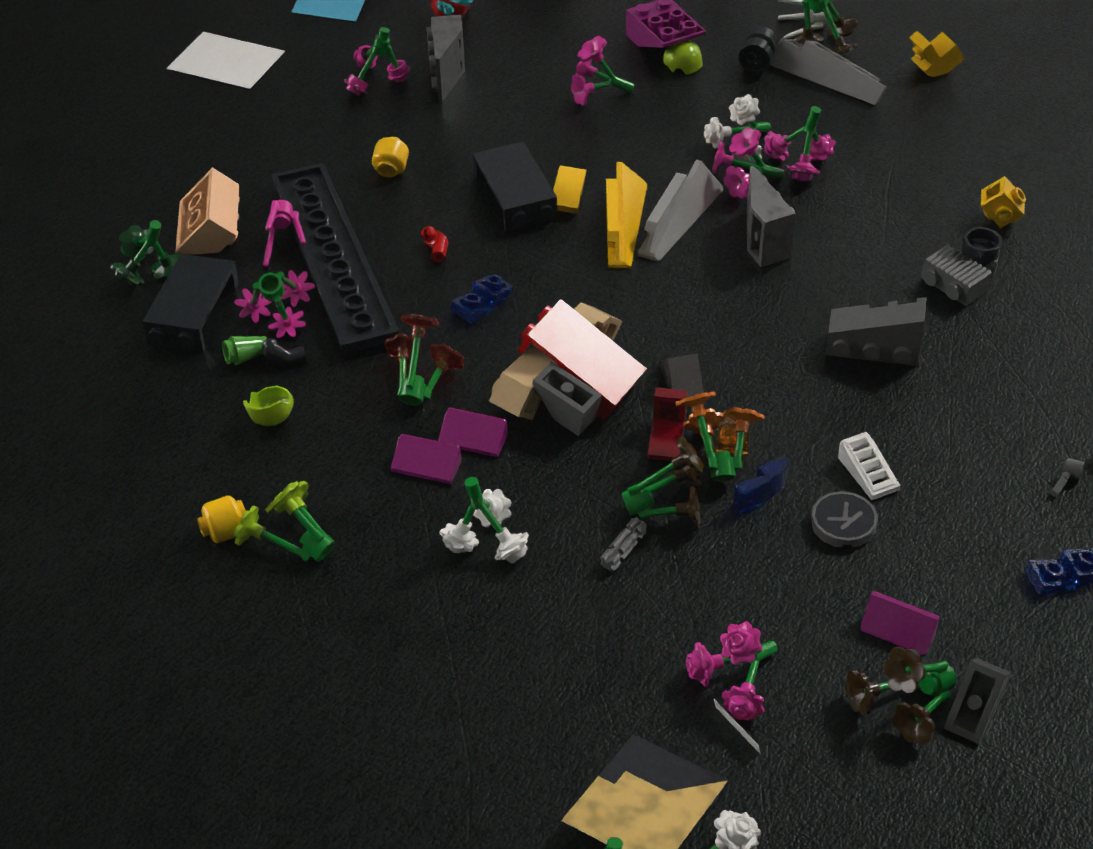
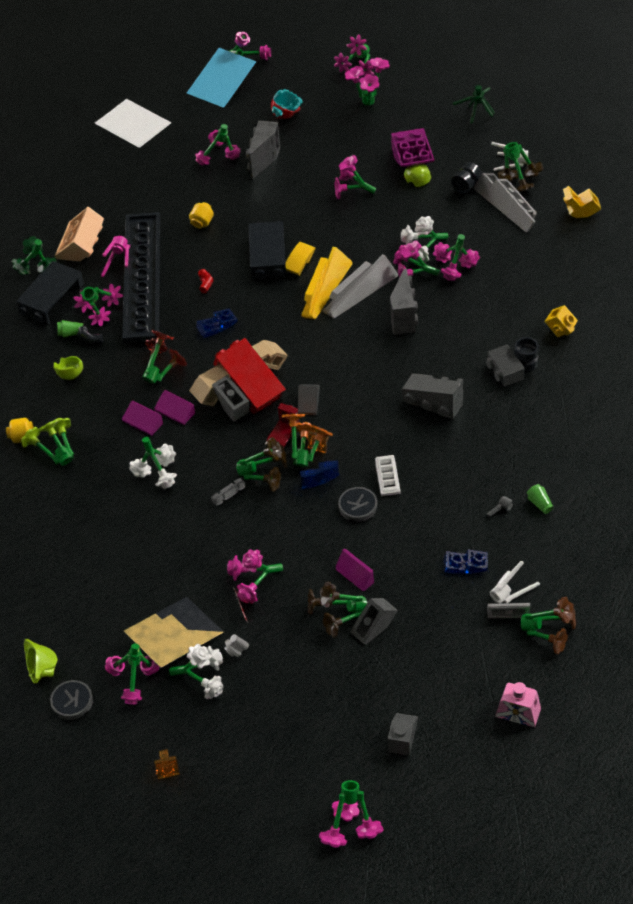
camera: 20 degrees right, 5 degrees up
(767, 799) = (235, 645): none -> light grey plate

